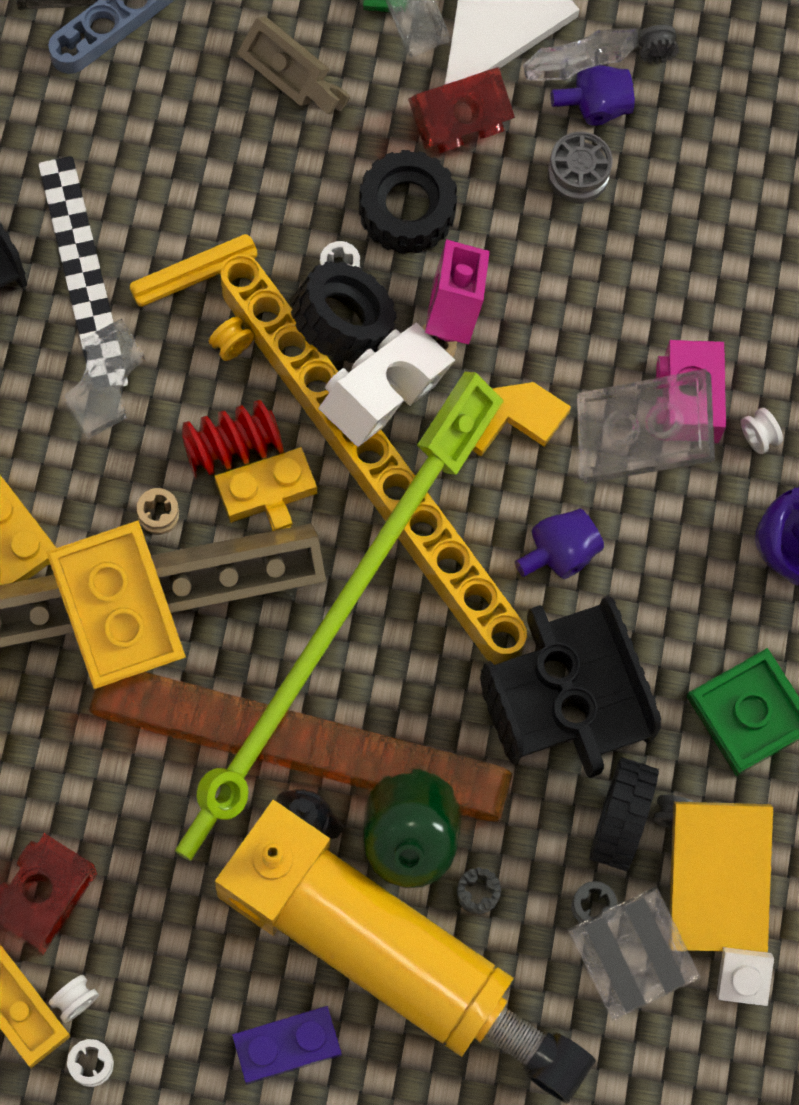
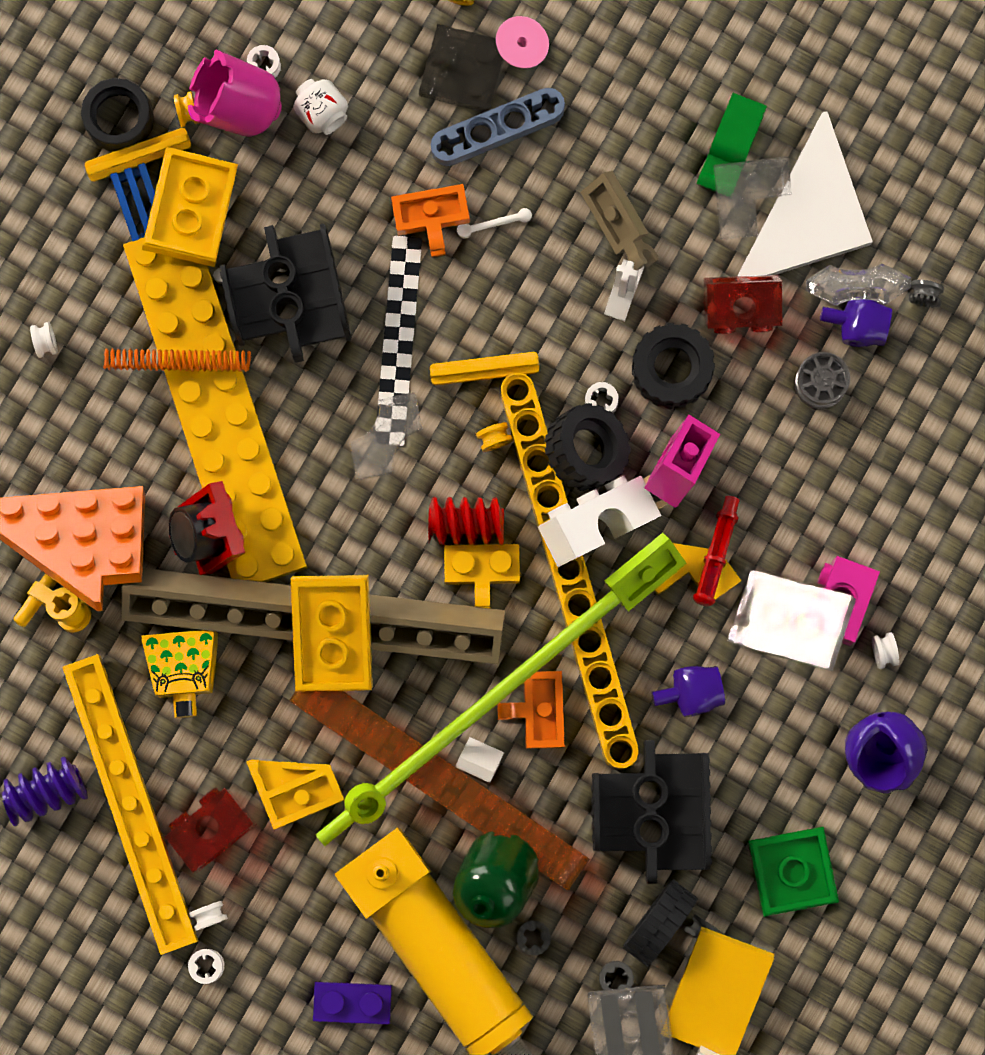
camera: 30 degrees right, 10 degrees up
(75, 121) = (431, 212): none -> orange plate
(120, 132) = (465, 230): none -> white hinge
(131, 812) = (294, 789): none -> yellow wing
(148, 501) = (389, 547): tan bush -> none
(312, 809) = (426, 838): black piece -> none
(322, 133) = (623, 290): none -> white piece
(341, 703) = (479, 759): none -> white tile
(393, 623) = (540, 709): none -> orange plate
(533, 384) = (717, 552): none -> red piece

